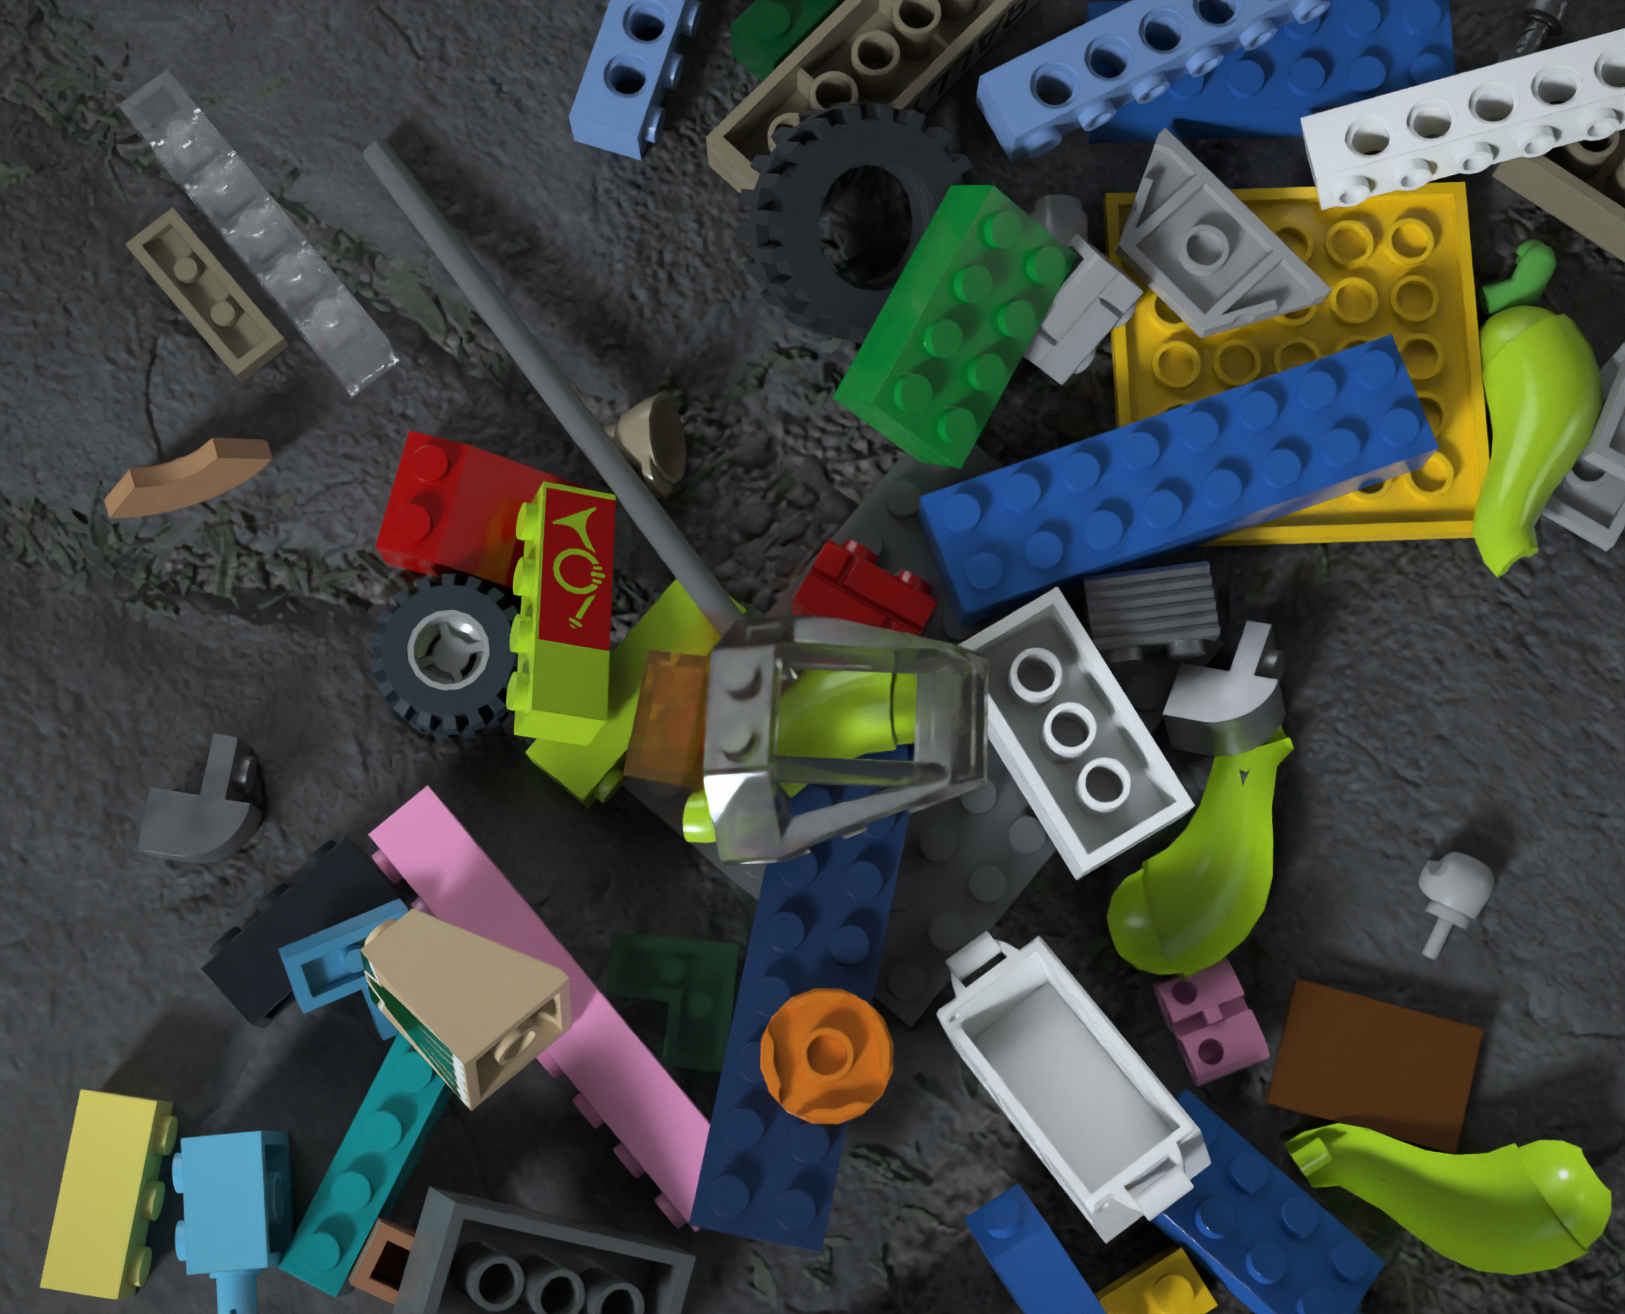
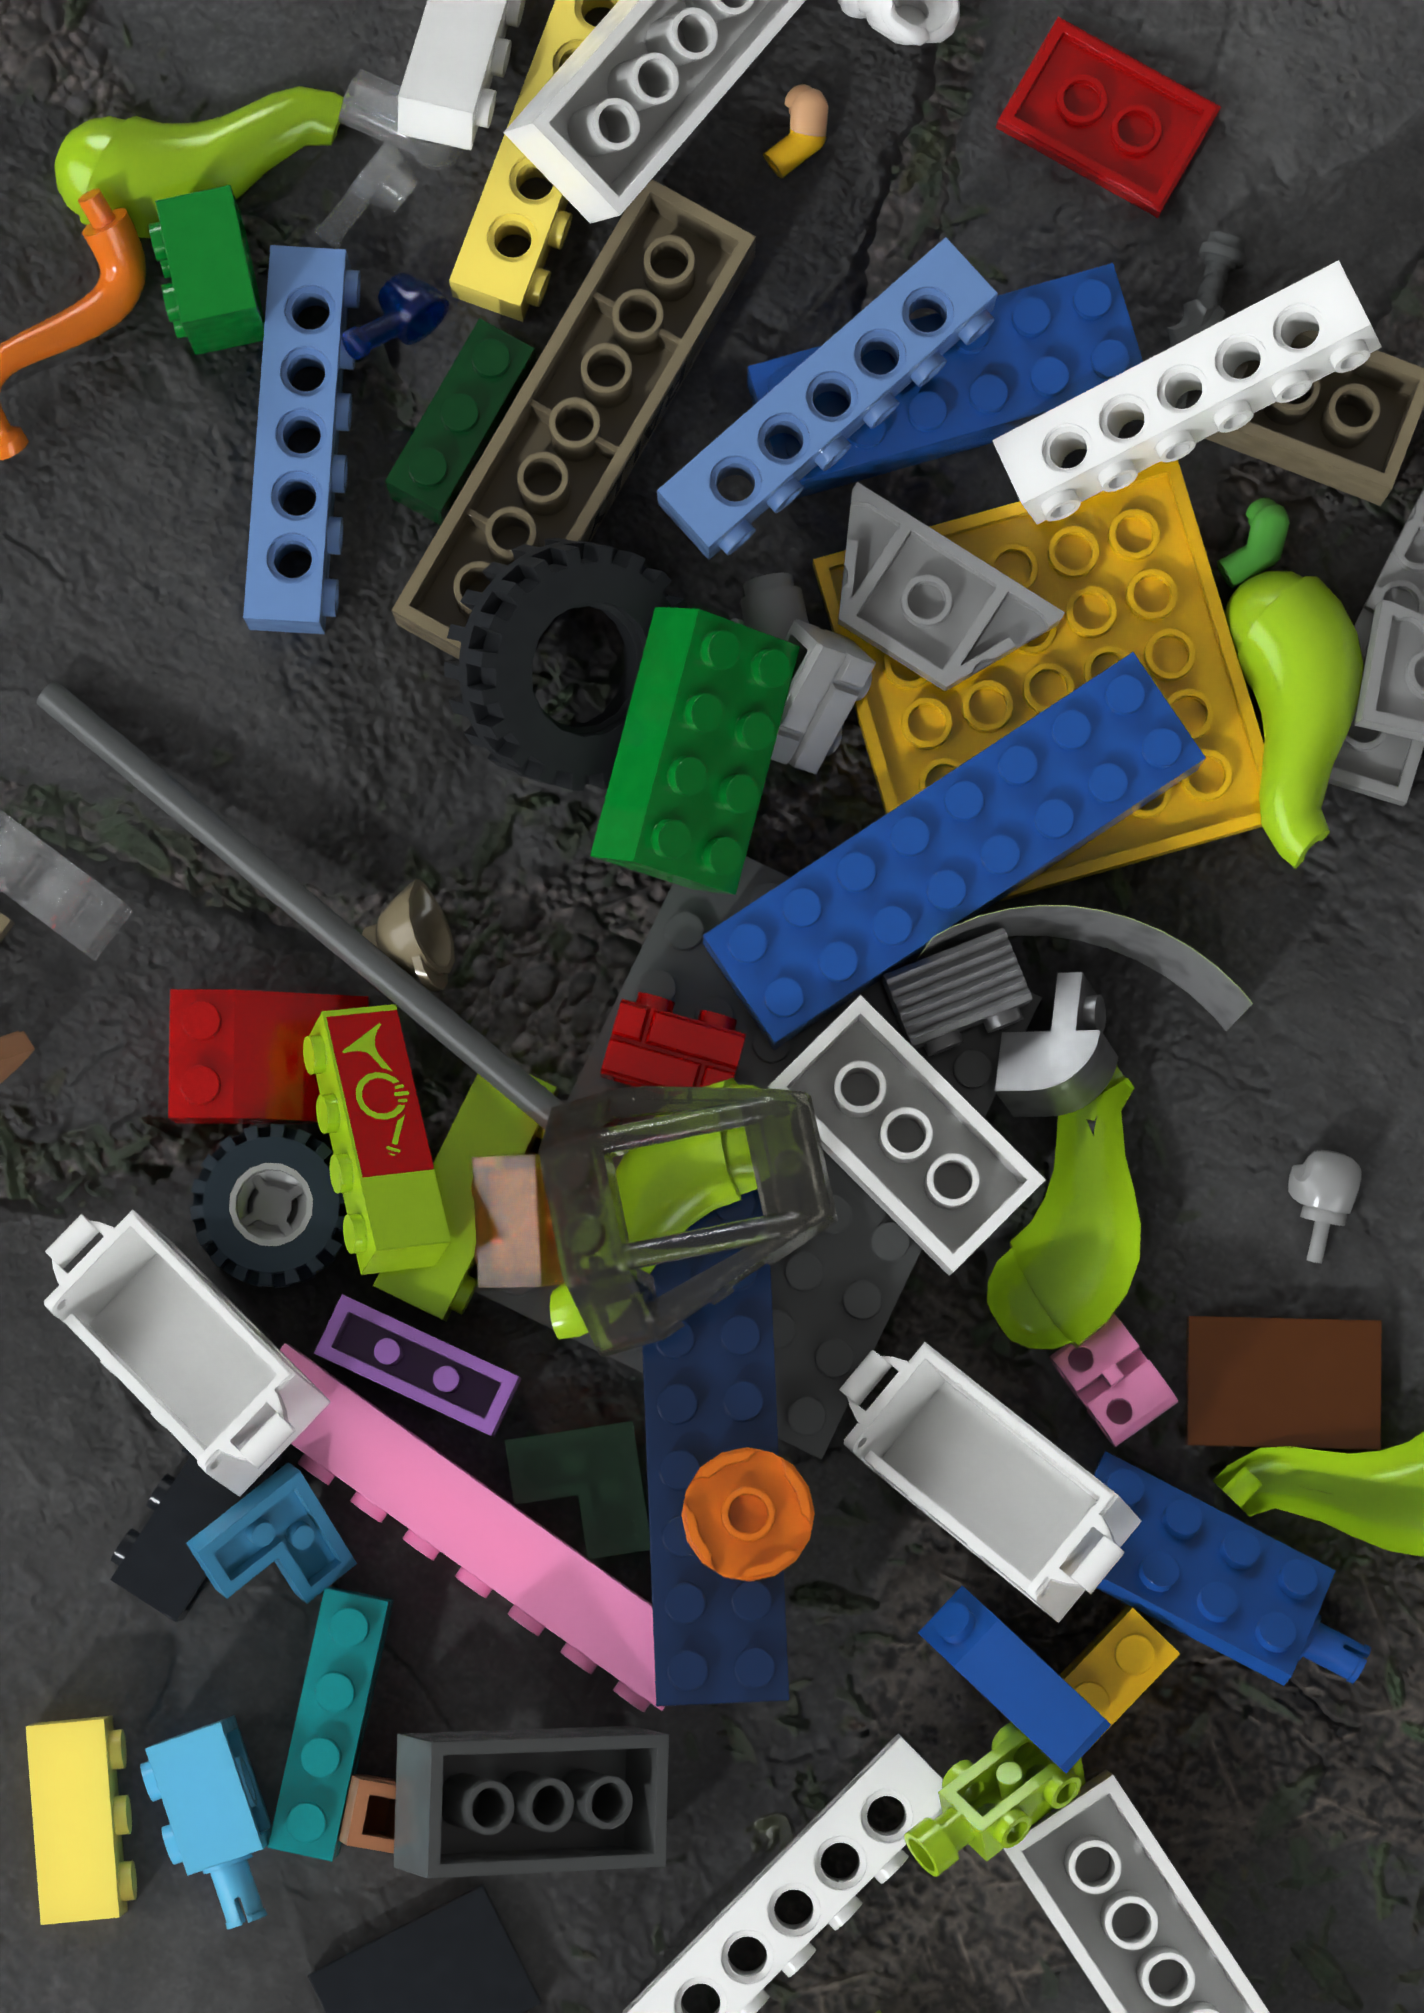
camera: 15 degrees left, 5 degrees up
(207, 824) = (70, 1437): flat silver brick -> none
(327, 764) = (181, 1348): none -> white container
(465, 1000) = (383, 1549): tan slope -> none
(548, 838) = (418, 1365): none -> medium lavender brick
(1313, 599) = (1118, 933): none -> flat silver sticker

